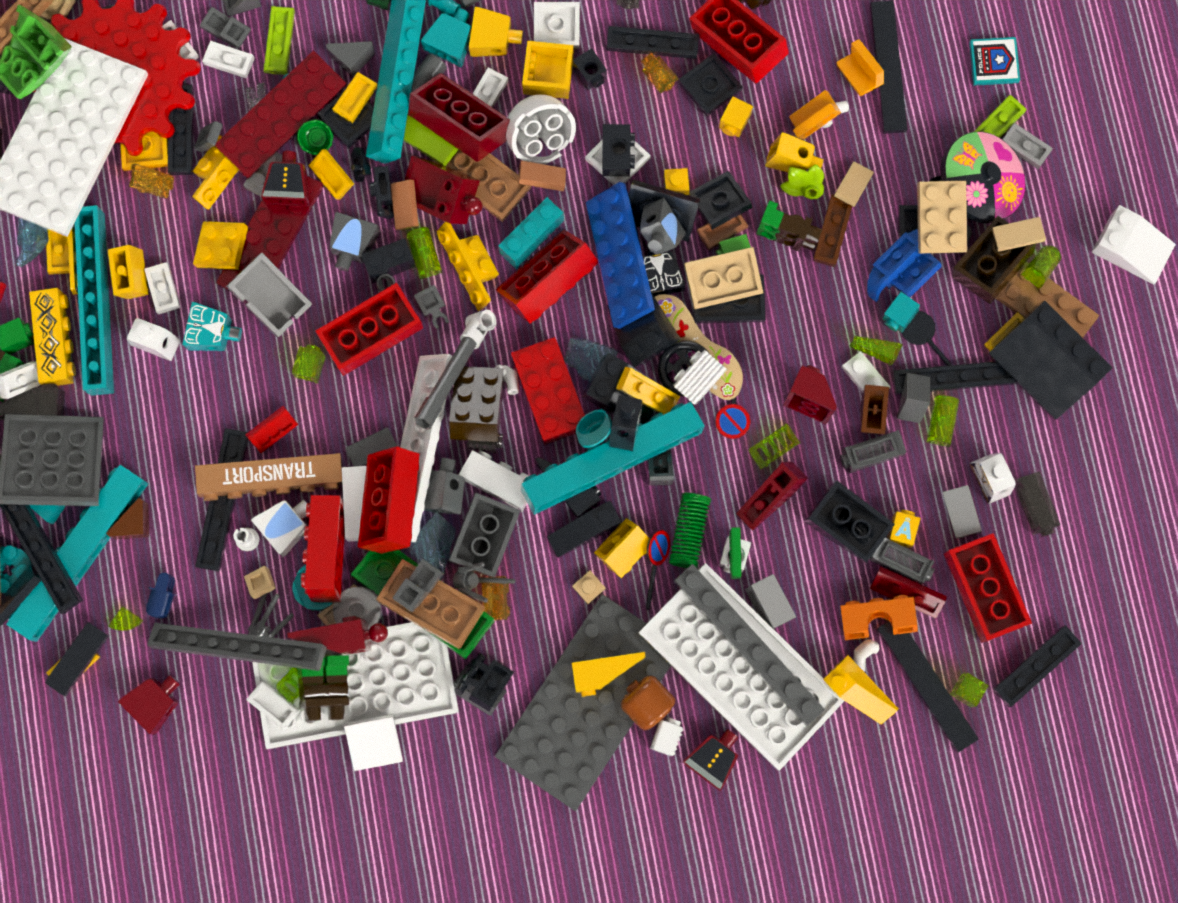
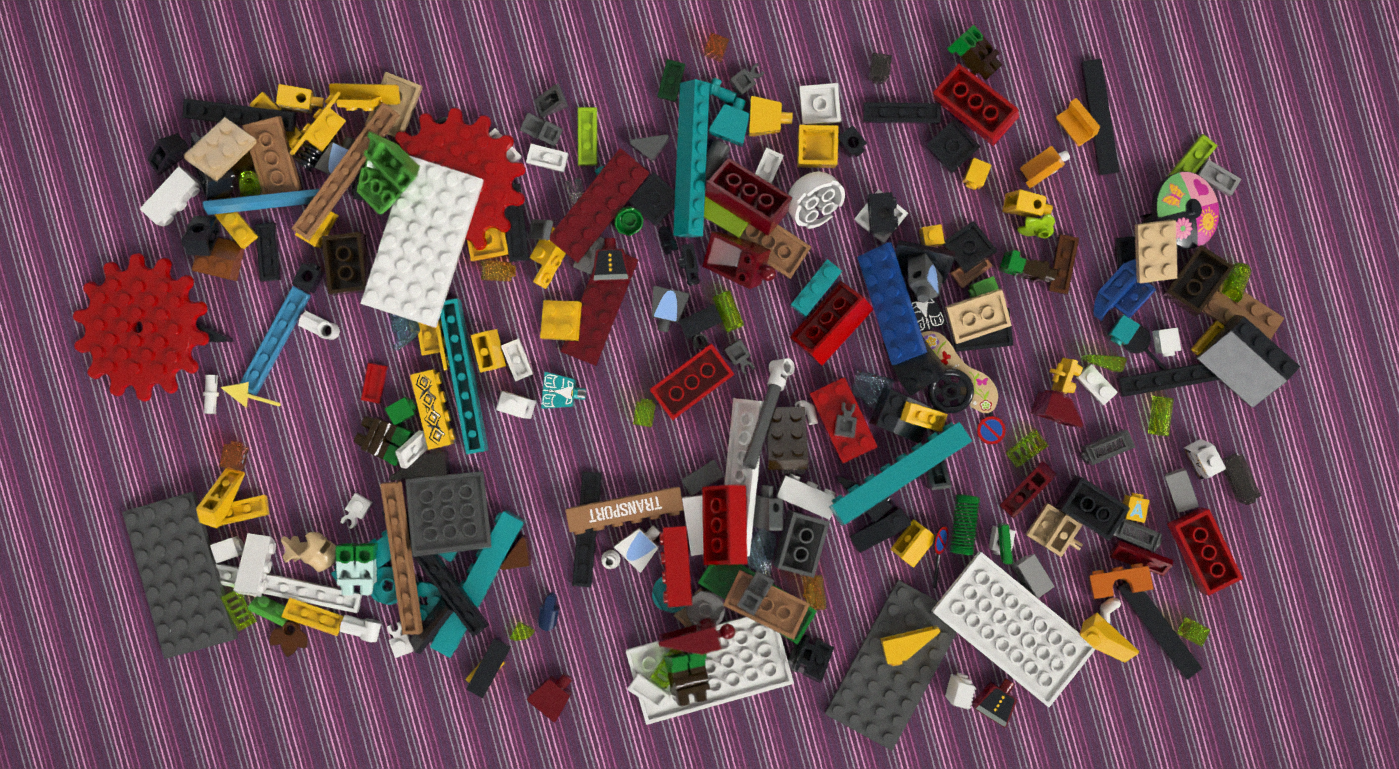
camera: 10 degrees left, 10 degrees up
(237, 646) = (617, 652): dark grey plate -> none
(259, 582) = (625, 594): tan plate -> none
(259, 628) = (631, 633): dark grey plant -> none
(269, 294) = (607, 361): light grey piece -> none
(271, 429) = (620, 470): red plate -> none
(331, 174) = (644, 251): yellow tile -> none
(355, 97) = (658, 184): yellow tile -> none
(373, 742) = (730, 712): white tile -> none
(404, 205) = (708, 273): nougat tile -> none
(466, 580) = (792, 581): dark grey plant -> none
(470, 262) = (767, 316): yellow bracket -> none
(542, 175) = (820, 238): nougat tile -> none
(549, 388) = (845, 424): none -> dark grey plate
(589, 587) = (887, 574): tan plate -> none
(593, 428) = (885, 455): teal cap -> none
(625, 418) = (911, 448): black torso -> none
(647, 702) = (944, 666): dark orange head -> none
(658, 73) = (910, 141): clear yellow hips -> none
(699, 376) = (964, 400): white brick -> none
(749, 645) = (1019, 613): dark grey plate -> none
(802, 548) = (1054, 530): none -> tan plate
(825, 357) = (1063, 375): none -> yellow hips
(854, 184) = (1078, 223): tan tile -> none
(874, 409) = (1106, 415): reddish brown slope -> none
(914, 398) = (1139, 400): dark grey slope -> none
(953, 330) = (1166, 341): none -> white brick
(994, 61) = (1188, 104): tile -> none
(1019, 234) = (1220, 261): tan tile -> none
(1037, 666) = (1245, 607): black plate -> none
(1134, 245) = (1309, 255): white slope -> none

